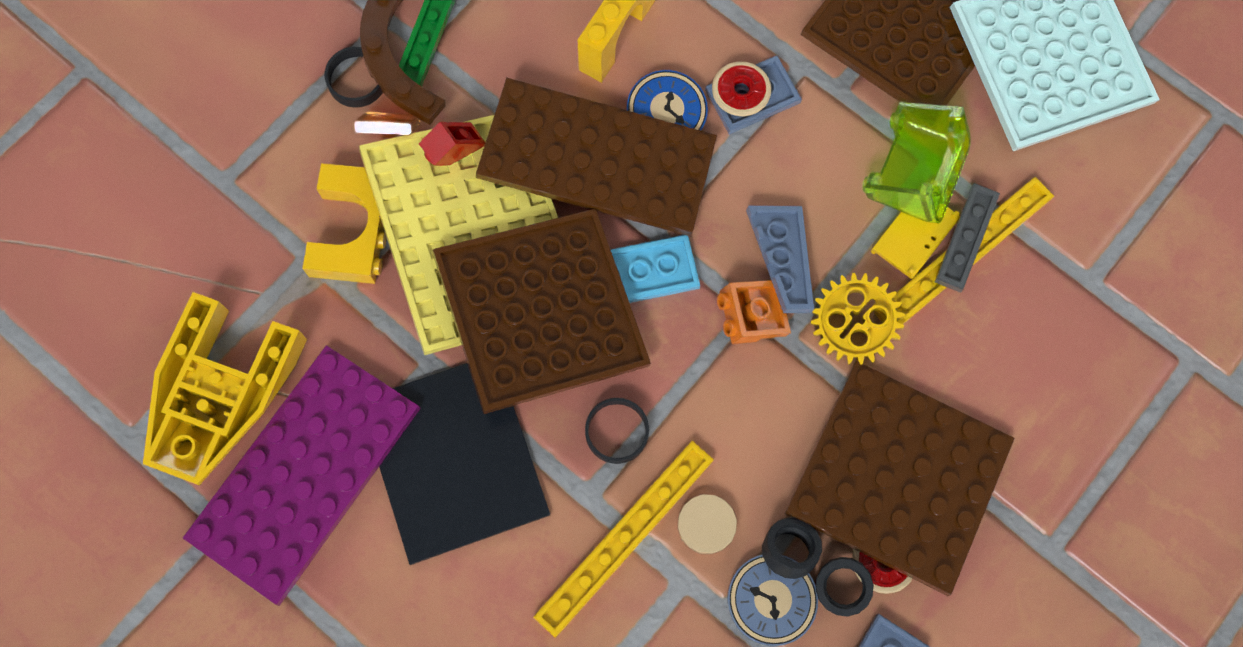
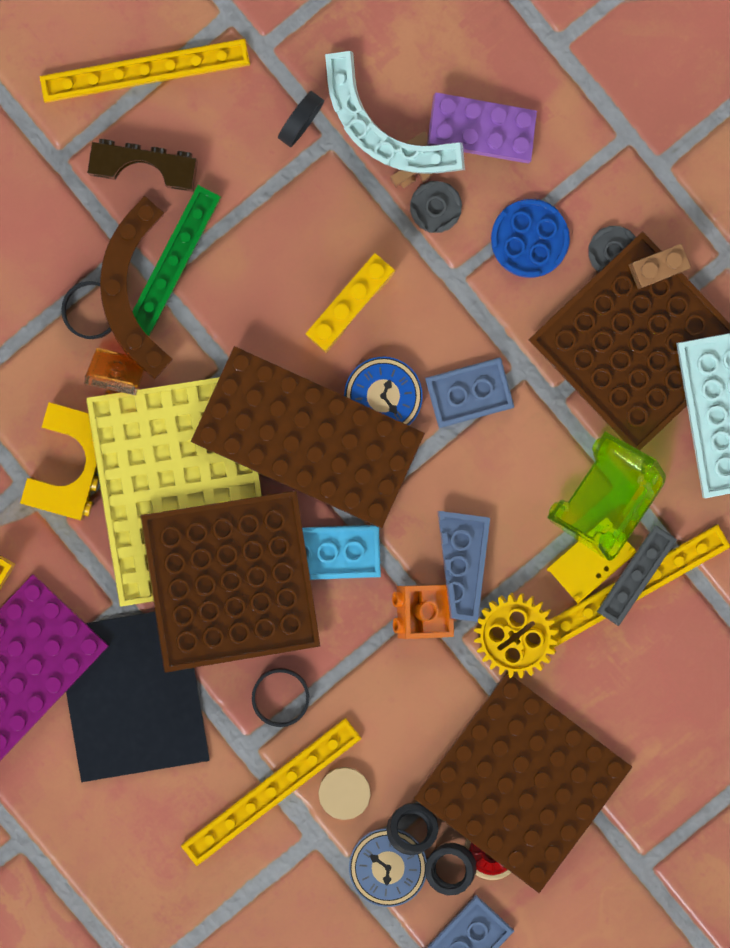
camera: 10 degrees right, 15 degrees up
(451, 142) = (173, 409): red slope -> none
(741, 104) = (457, 373): red wheel -> none

